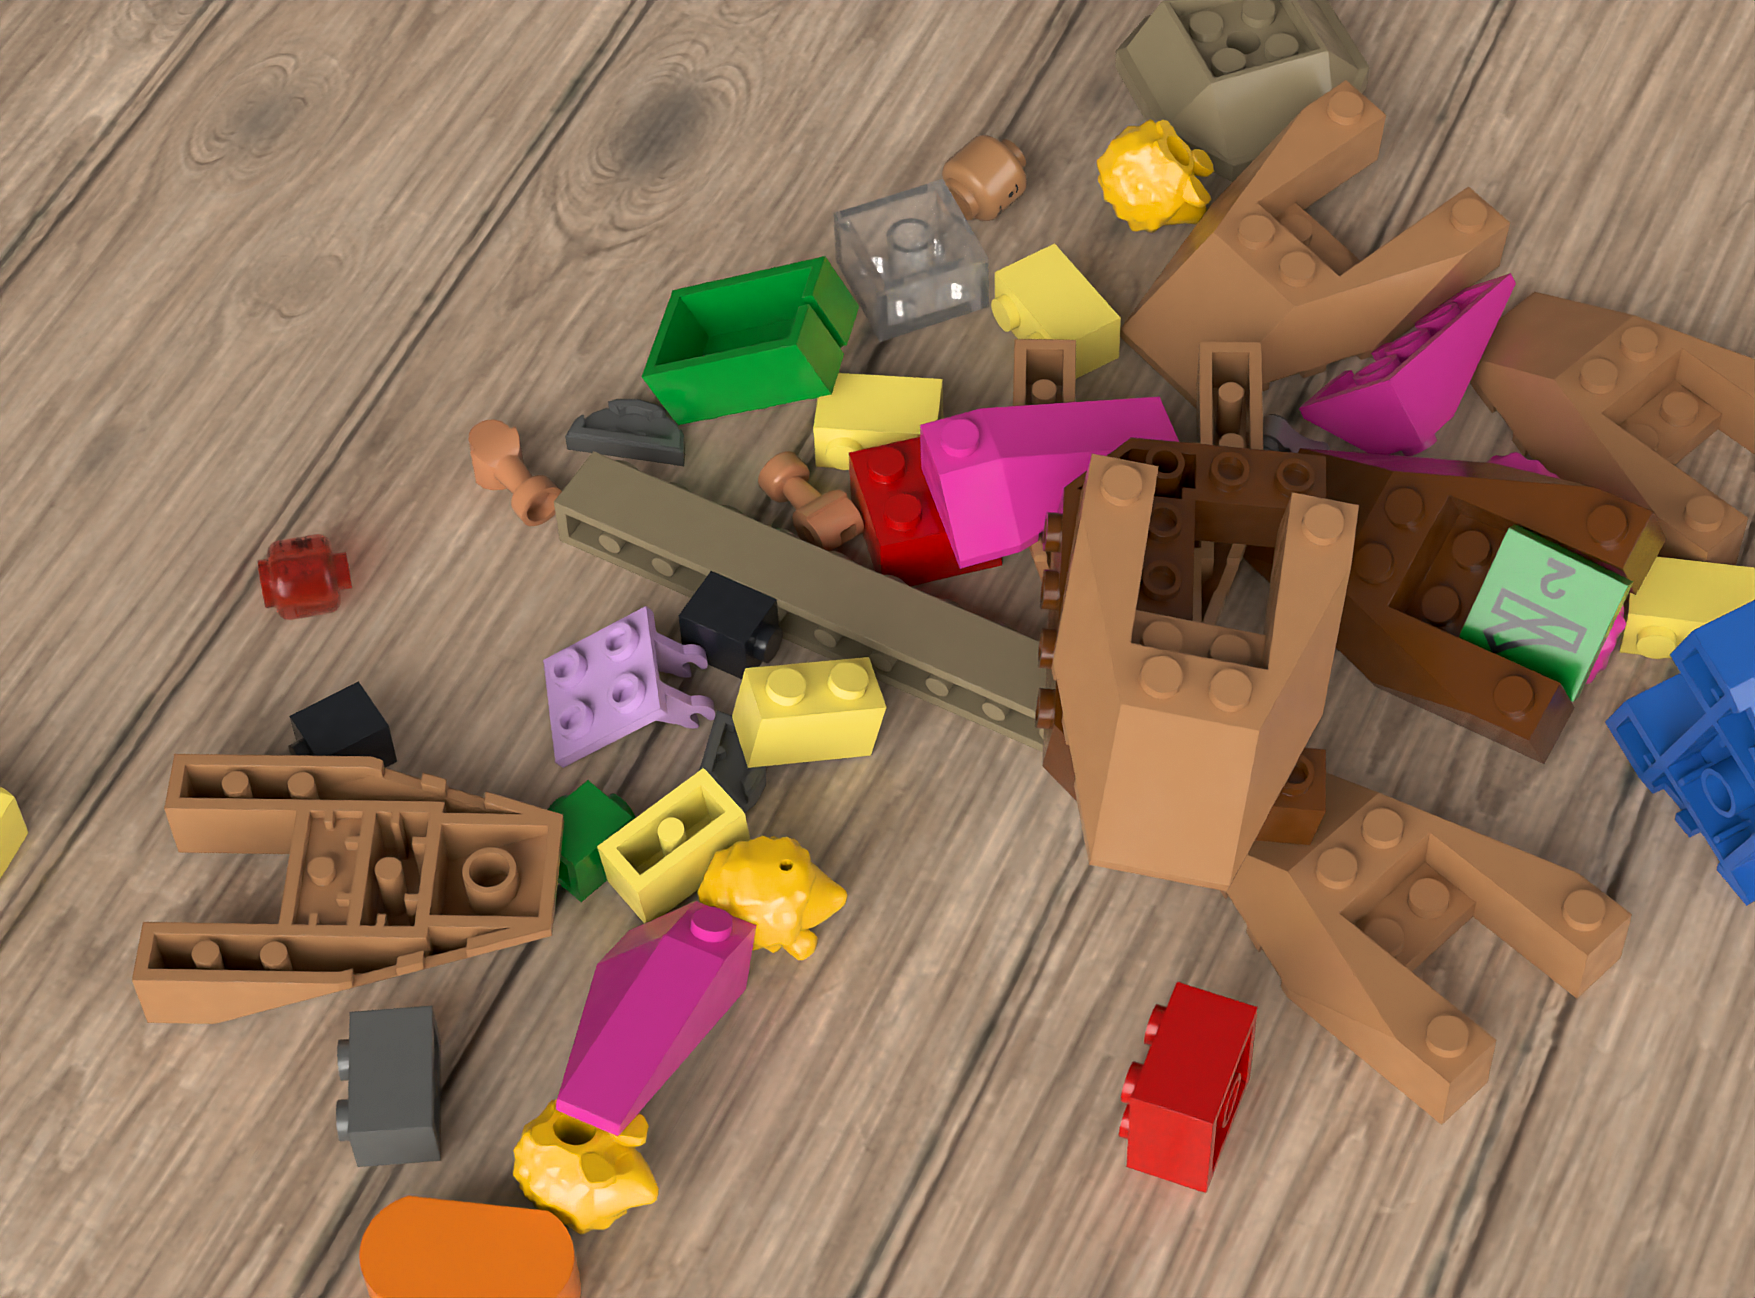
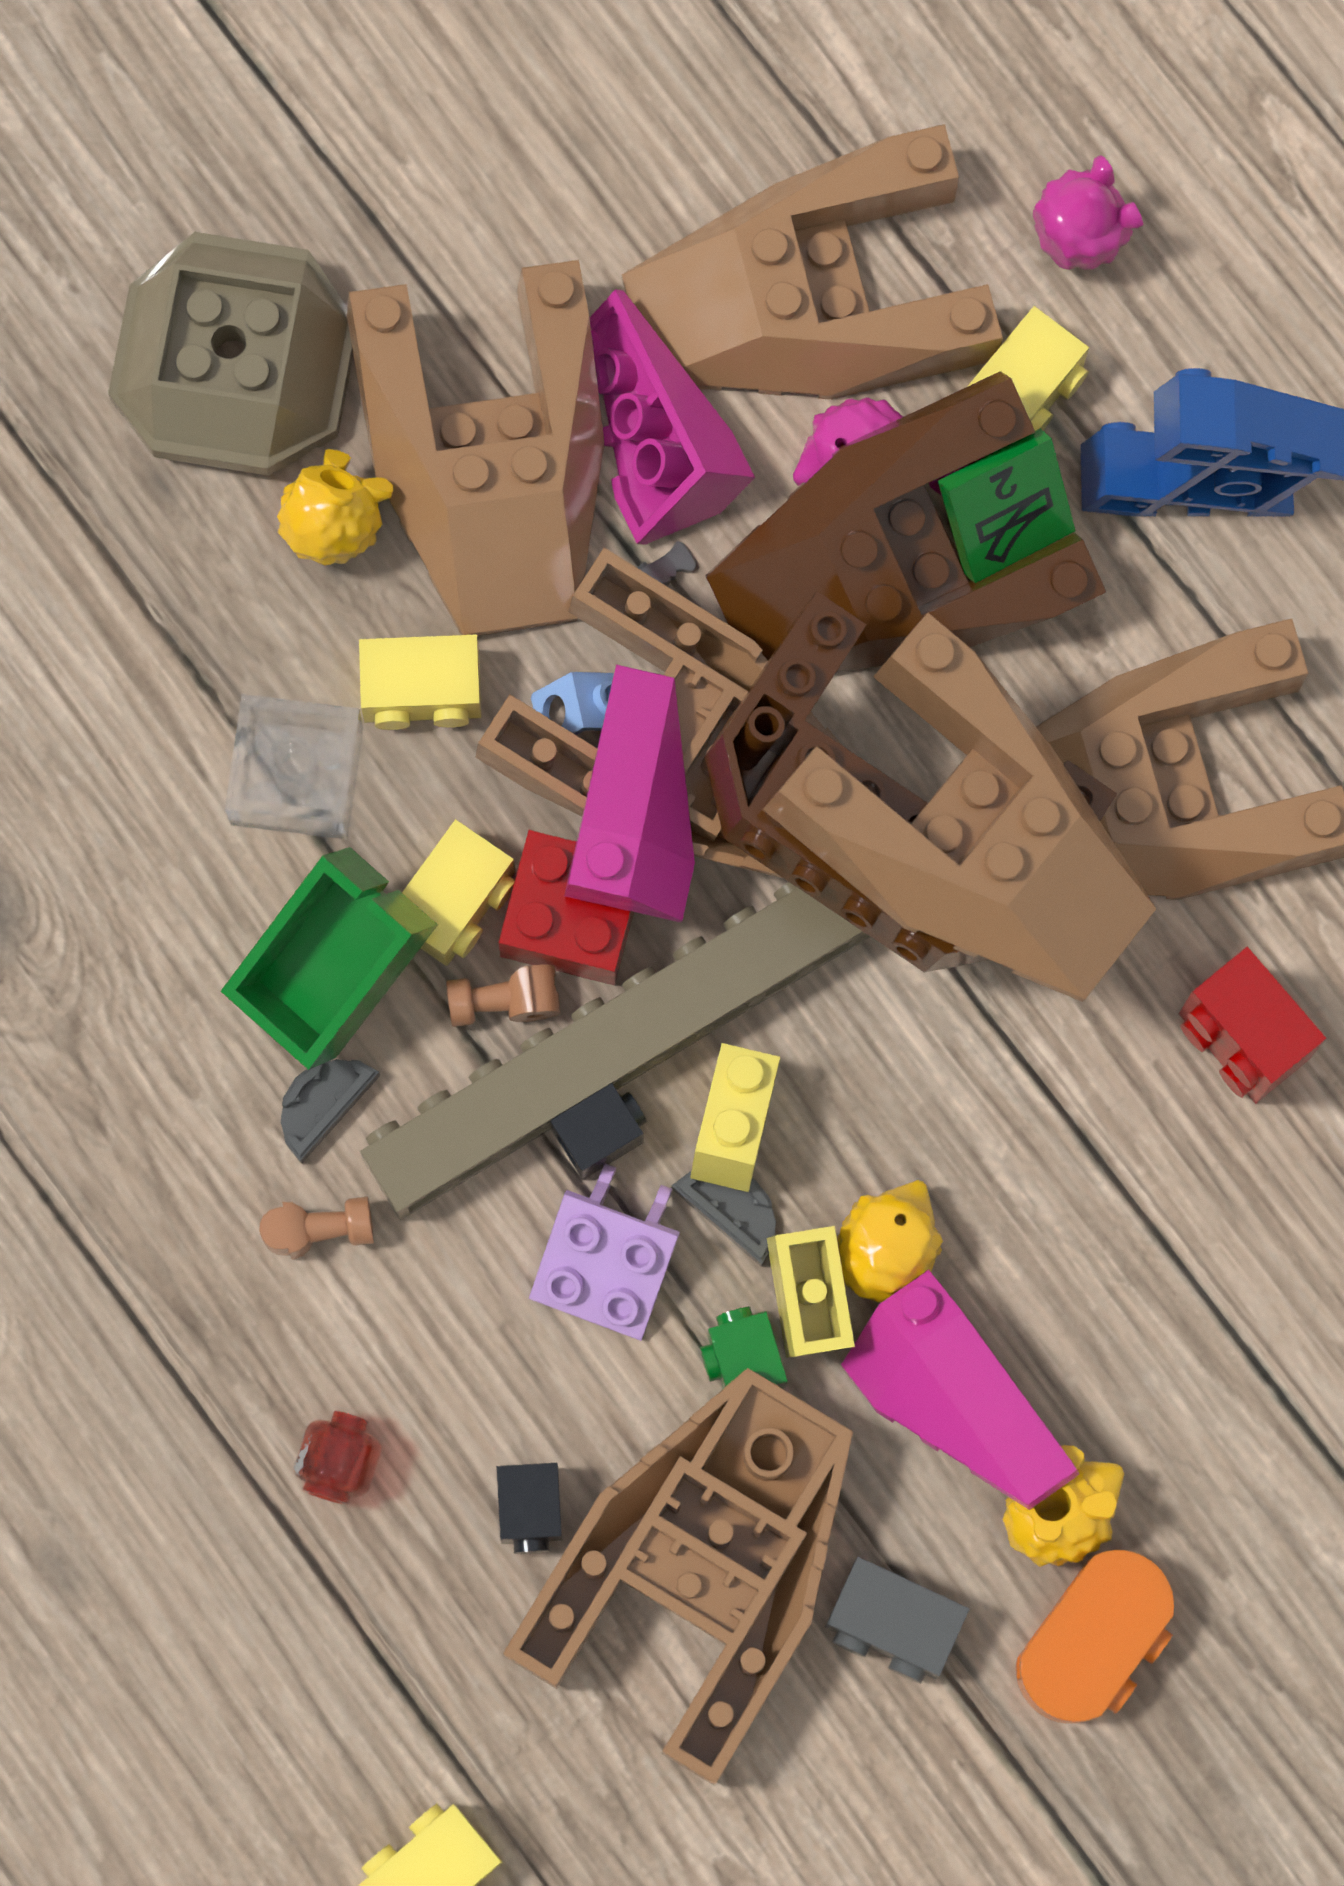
camera: 65 degrees left, 25 degrees up
(985, 177) = (226, 648): medium nougat head -> none

